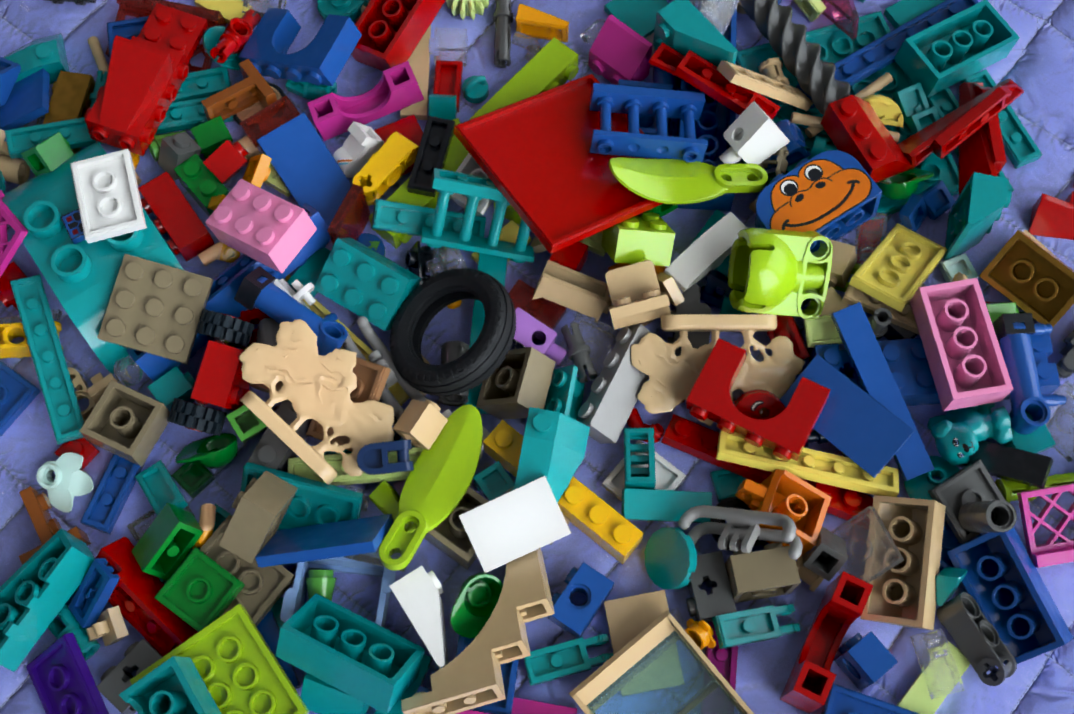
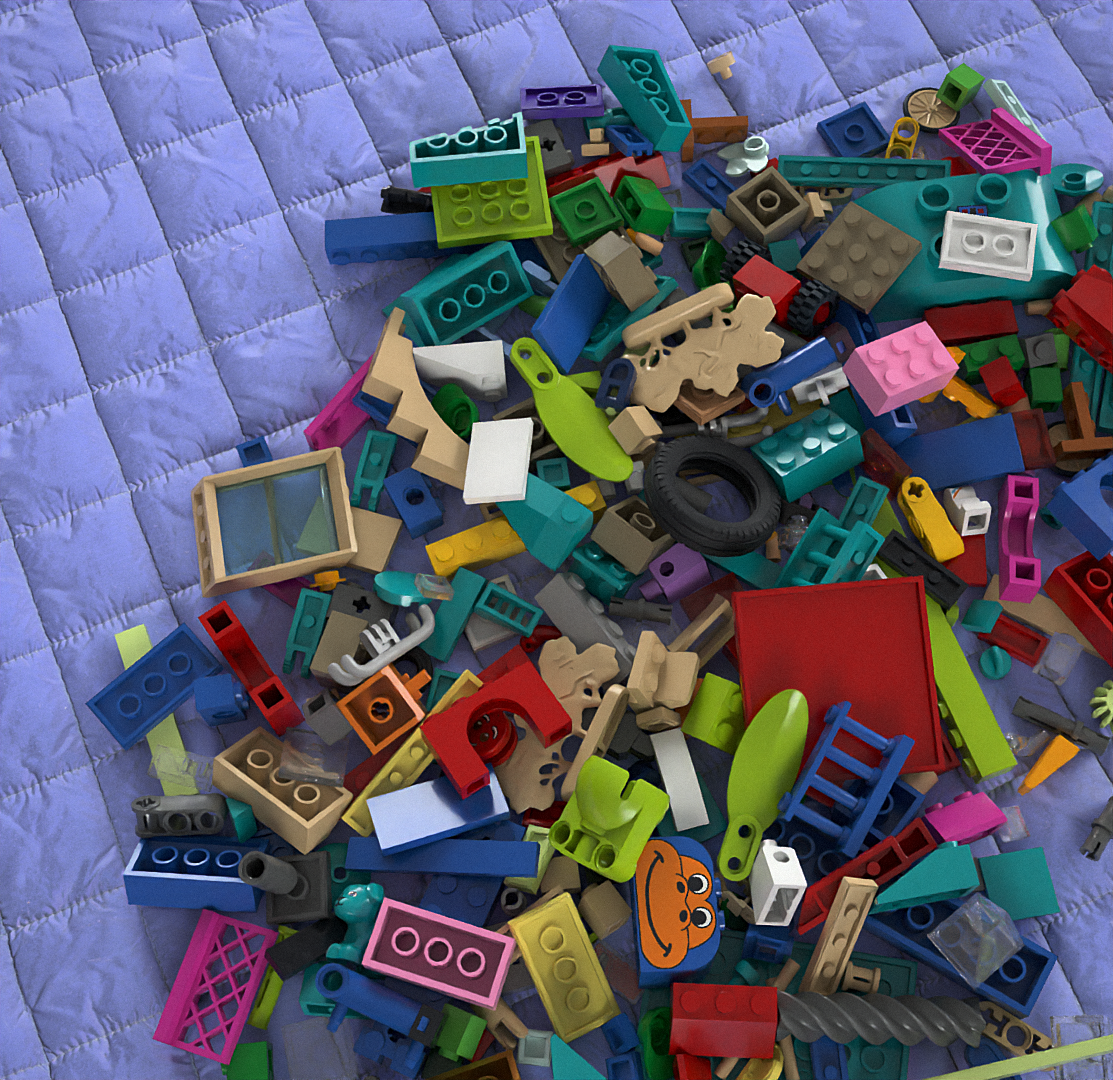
camera: 120 degrees right, 0 degrees up
(158, 461) = (719, 224): none -> dark tan tile
(658, 527) = (434, 587): none -> clear tile

